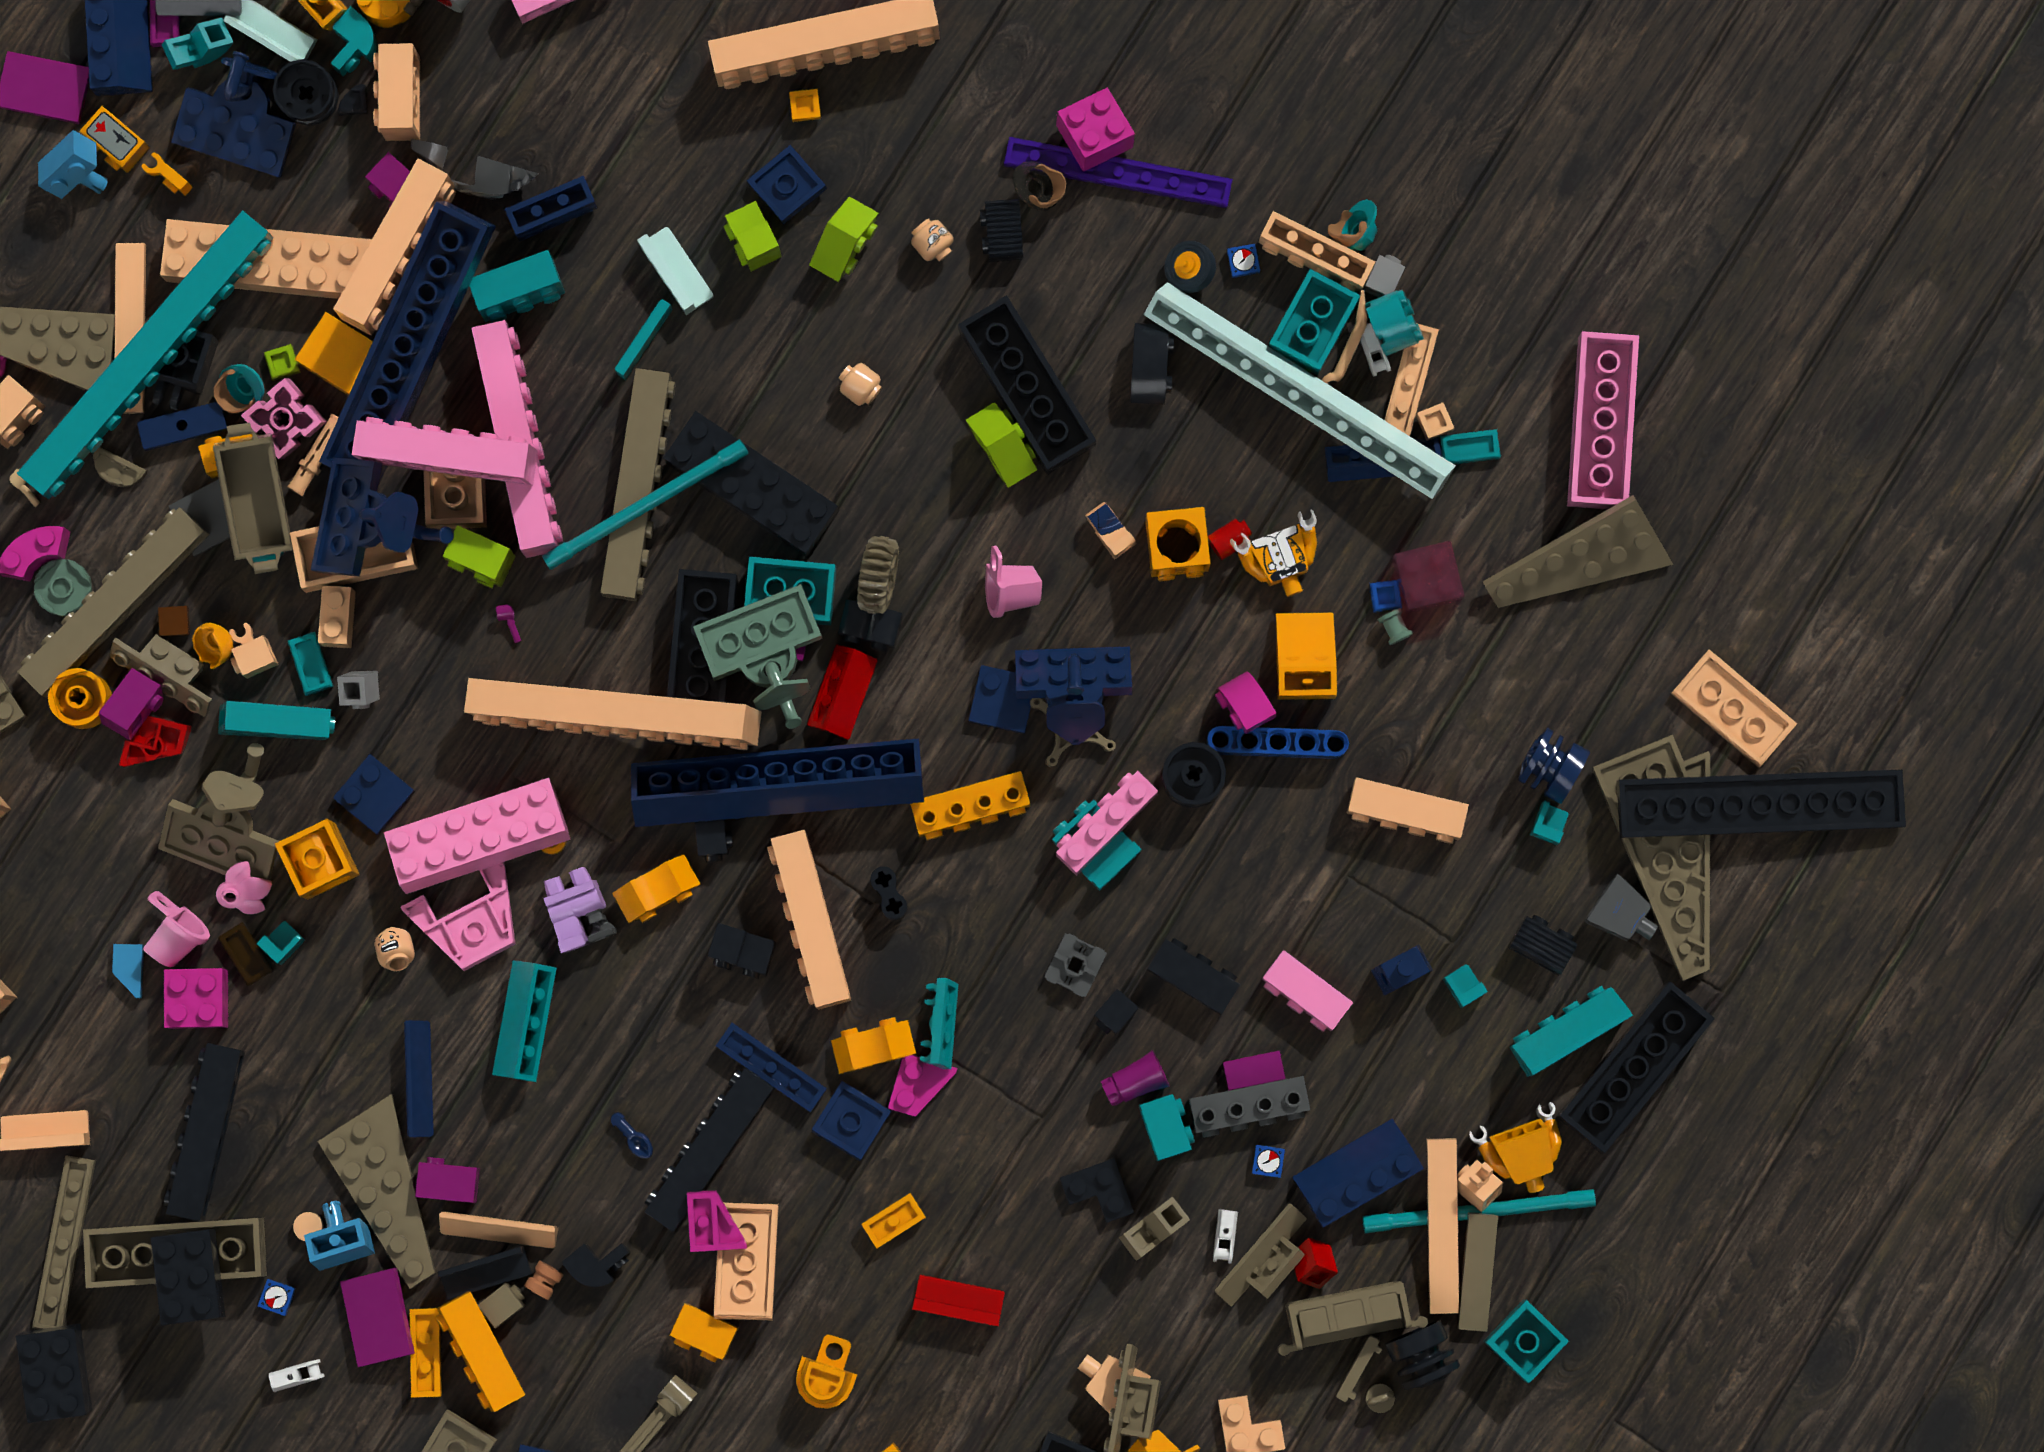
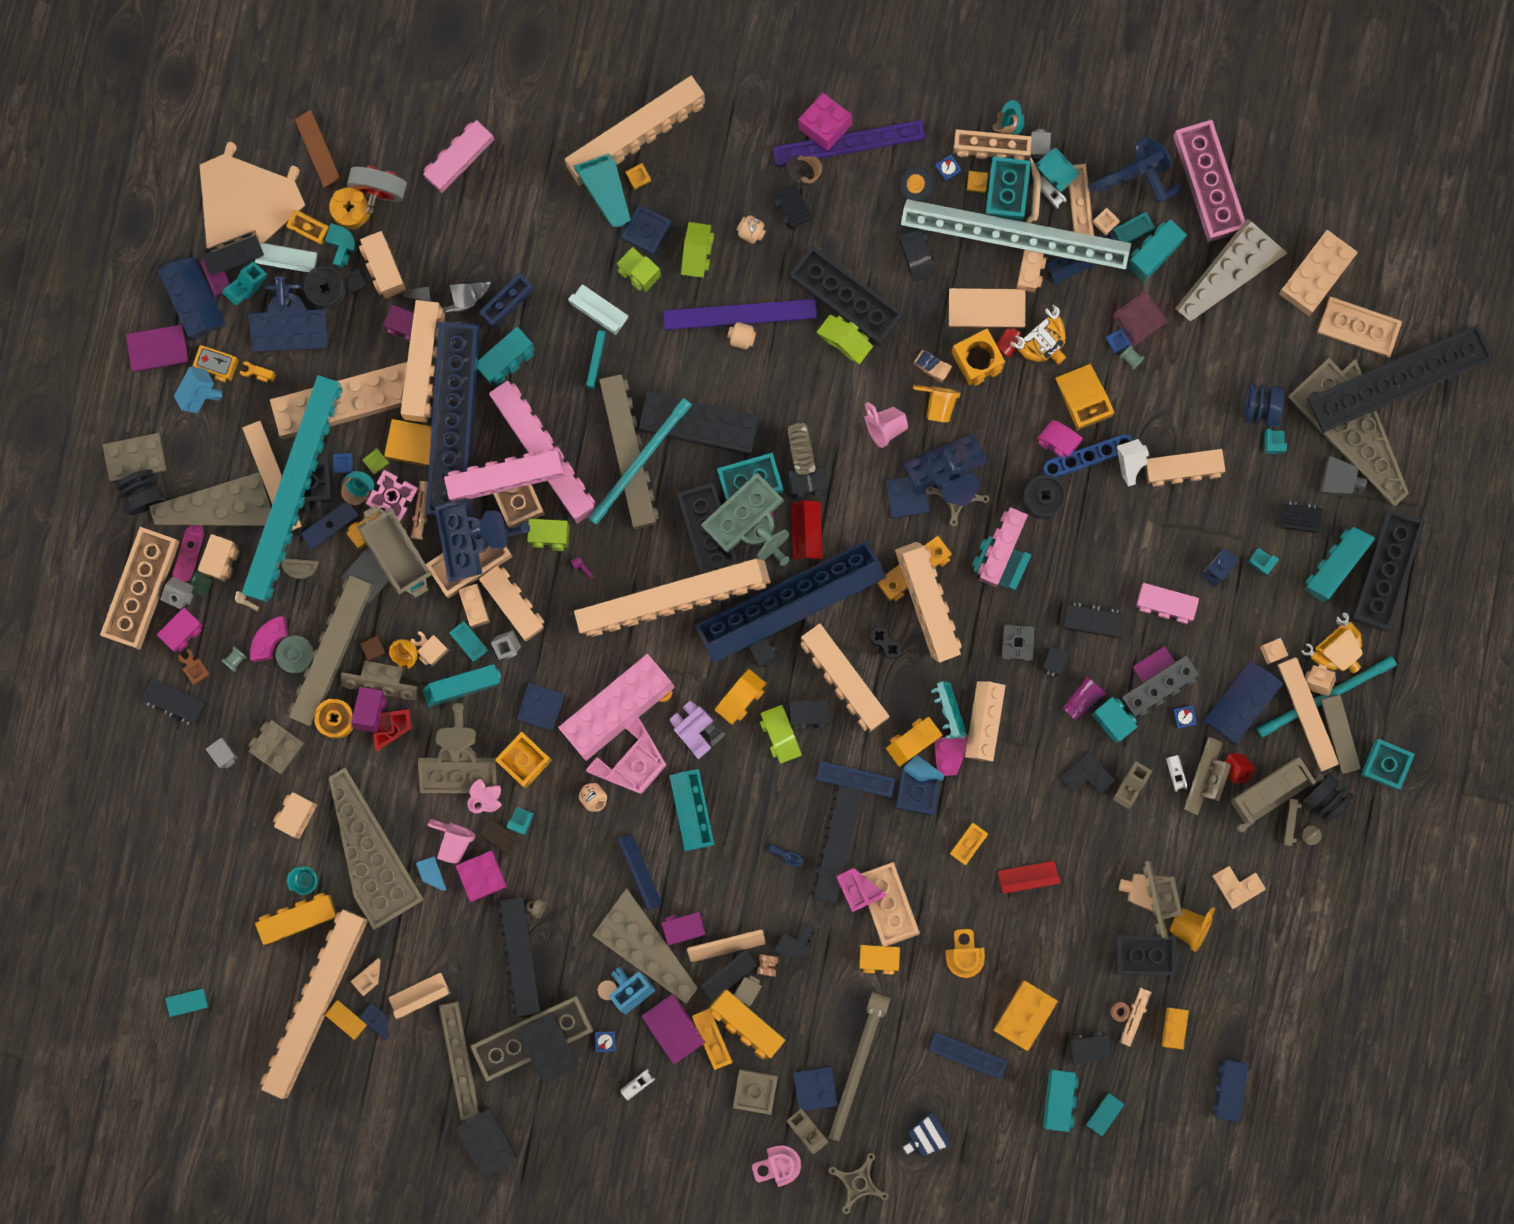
camera: 20 degrees left, 0 degrees up
(54, 933) = (375, 869): none -> dark tan wing
(235, 347) = (342, 463): none -> blue tile
(256, 1074) = (538, 908): none -> dark tan tile
(391, 634) = (511, 602): none -> light nougat brick
(690, 963) = (780, 733): none -> lime brick
(748, 101) = (604, 185): none -> teal slope
(869, 1092) = (922, 770): none -> dark azure tile
(873, 353) = (743, 313): none -> dark purple tile
(967, 860) = (928, 601): none -> light nougat brick
(984, 1057) = (985, 721): none -> light nougat brick
(1101, 585) = (940, 402): none -> light orange container
(1219, 478) = (987, 308): none -> light nougat tile
(1276, 296) = (977, 182): none -> light orange plate
(1299, 449) = (1030, 269): none -> light nougat brick
(1336, 770) = (1132, 458): none -> white arch
(1430, 1118) = (1274, 651): none -> light nougat brick
(1488, 489) = (1156, 250): none -> teal brick
(1531, 360) = (1151, 160): none -> dark blue plate
(1704, 609) = (1318, 273): none -> light nougat brick

